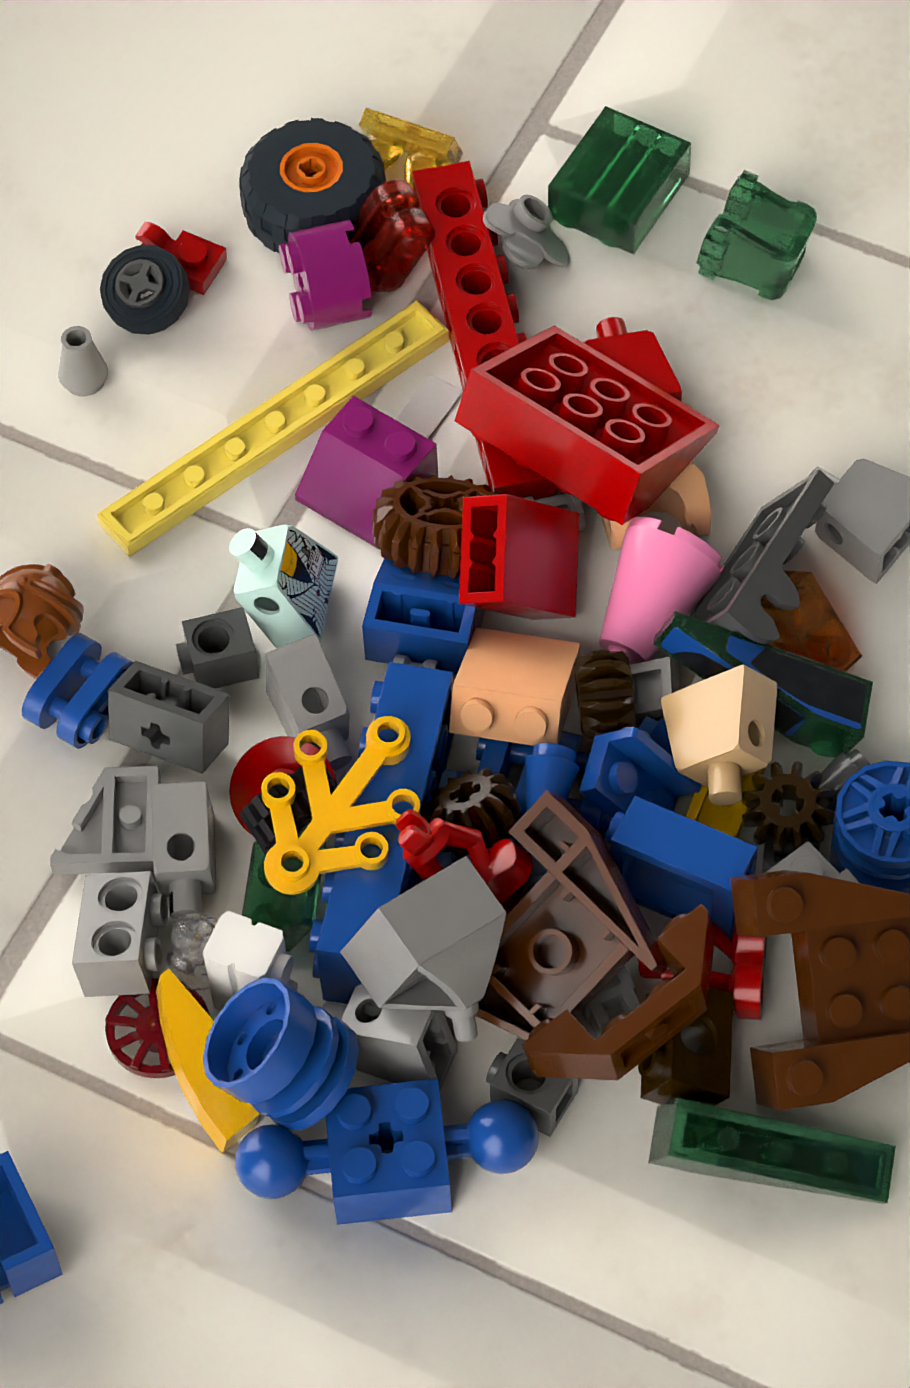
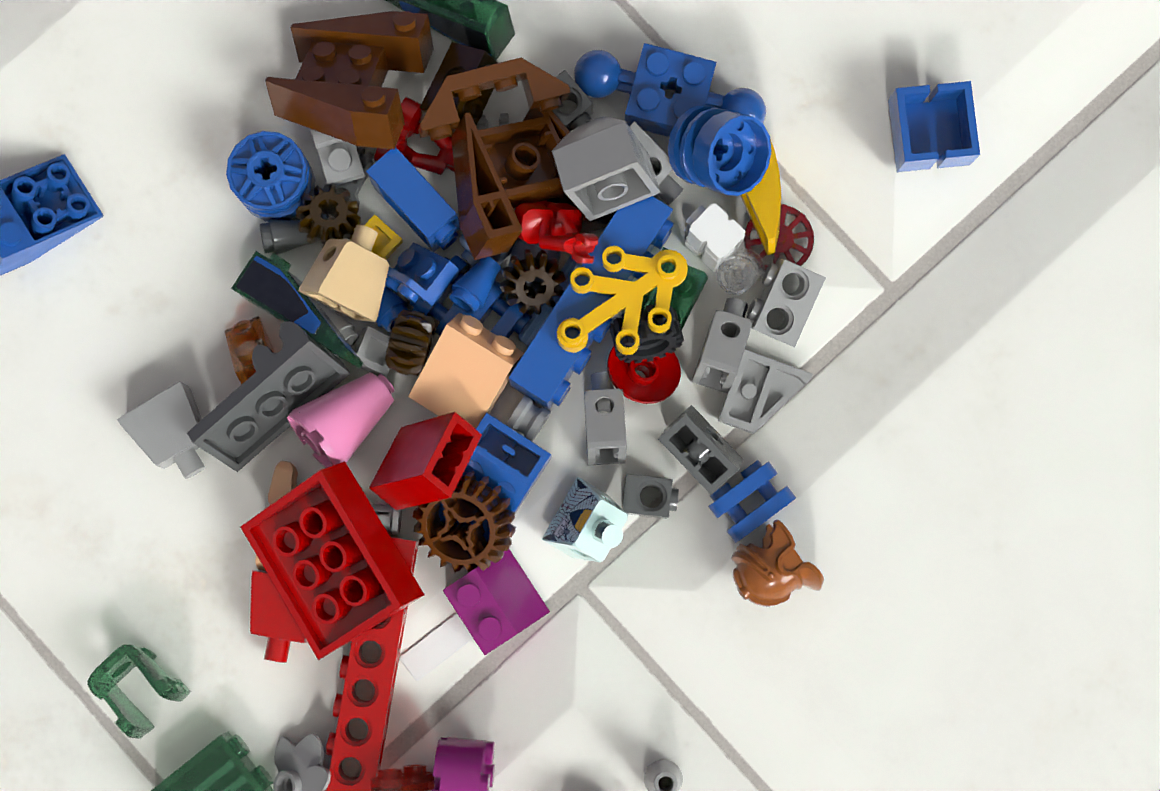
camera: 165 degrees left, 25 degrees up
(271, 428) = (541, 677): light yellow tile -> none

